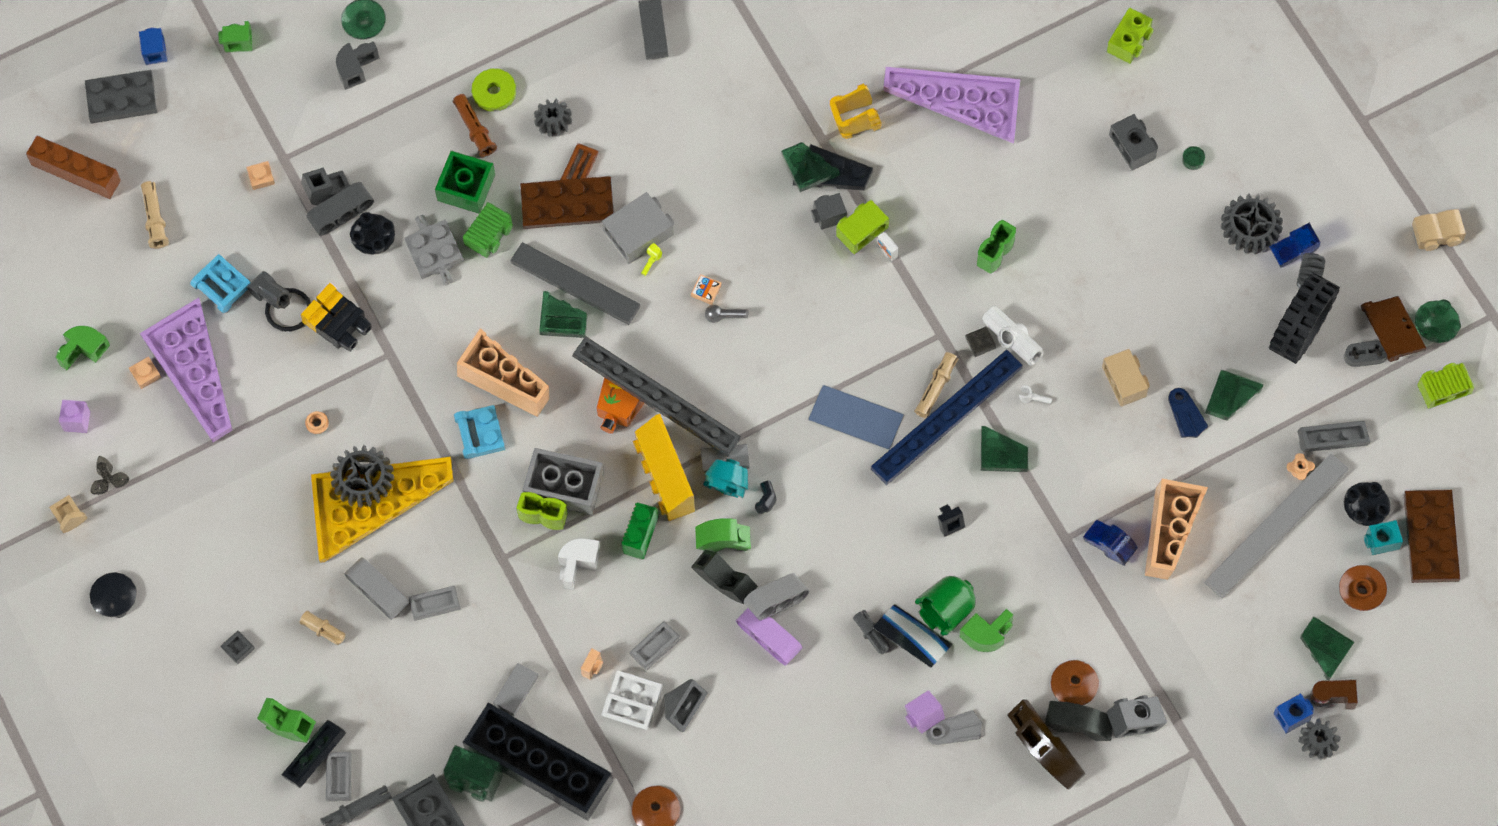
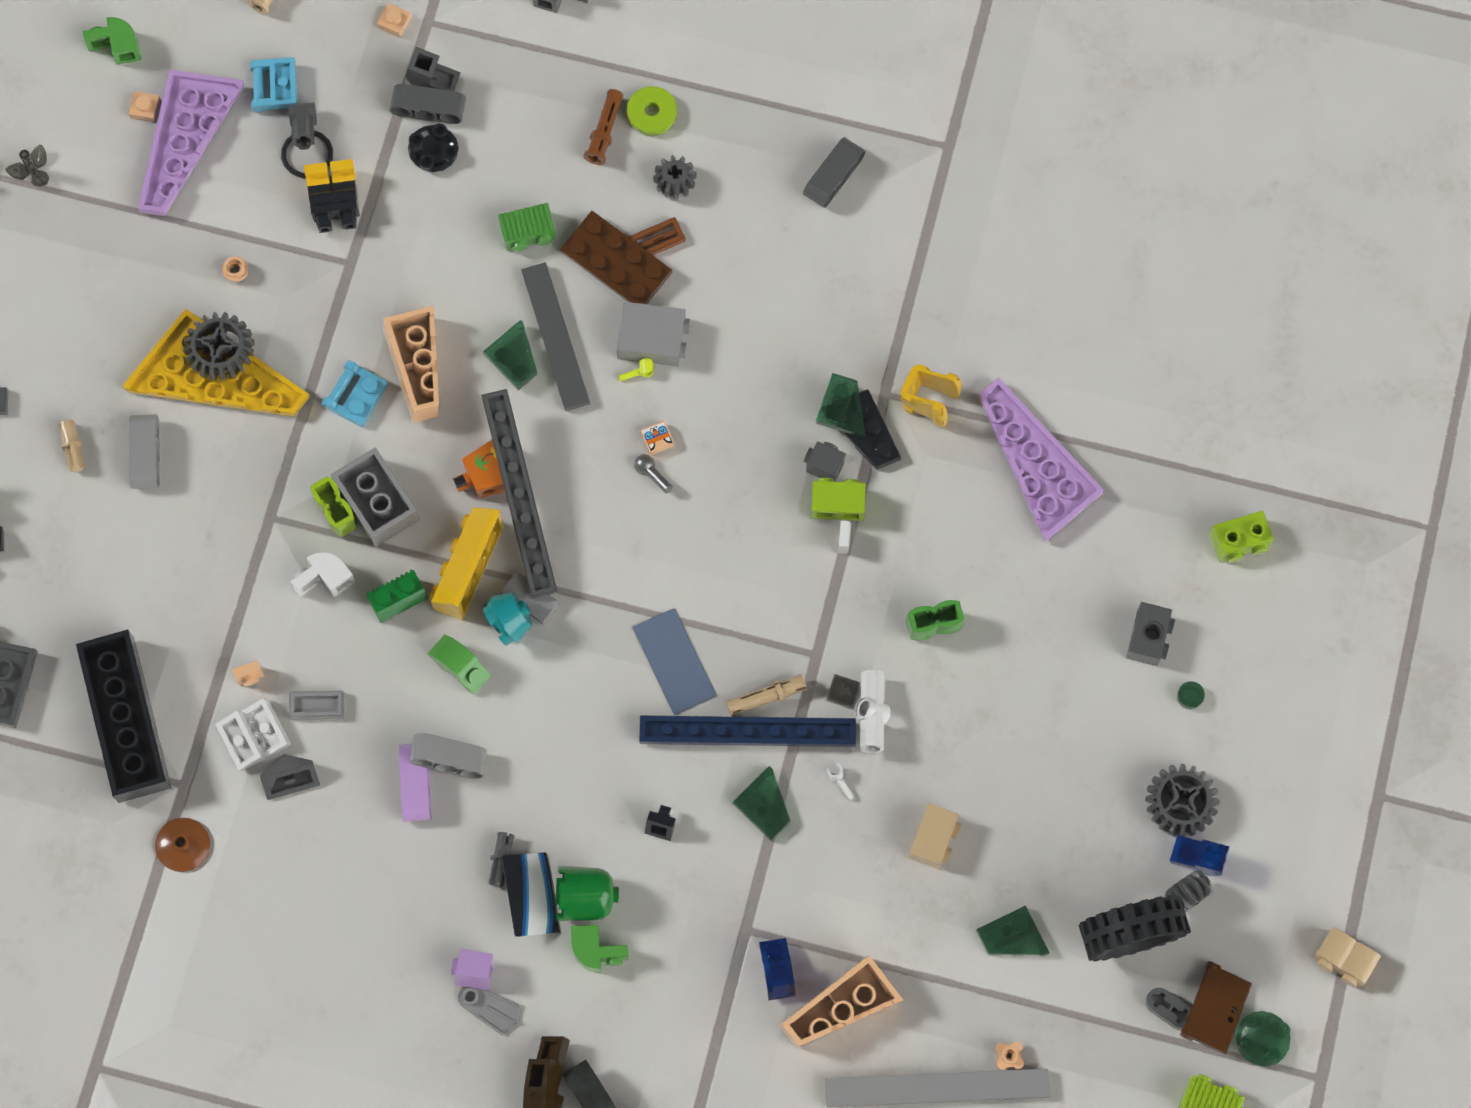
camera: 40 degrees right, 5 degrees up
(74, 416) = (52, 94): lavender brick -> none
(434, 249) = (469, 205): light grey plate -> none
(434, 603) = (179, 506): light grey tile -> none
(465, 182) = (546, 169): green brick -> none
(472, 774) = (61, 678): clear green brick -> none
(516, 689) = (171, 638): light grey tile -> none
(722, 577) = (426, 698): pearl dark grey brick -> none
(768, 499) = (529, 666): black arm -> none
(1078, 693) = (637, 1073): dark orange dish -> none
(1186, 414) = (957, 917): dark blue piece -> none
(1333, 436) = (1064, 1056): dark grey hinge -> none

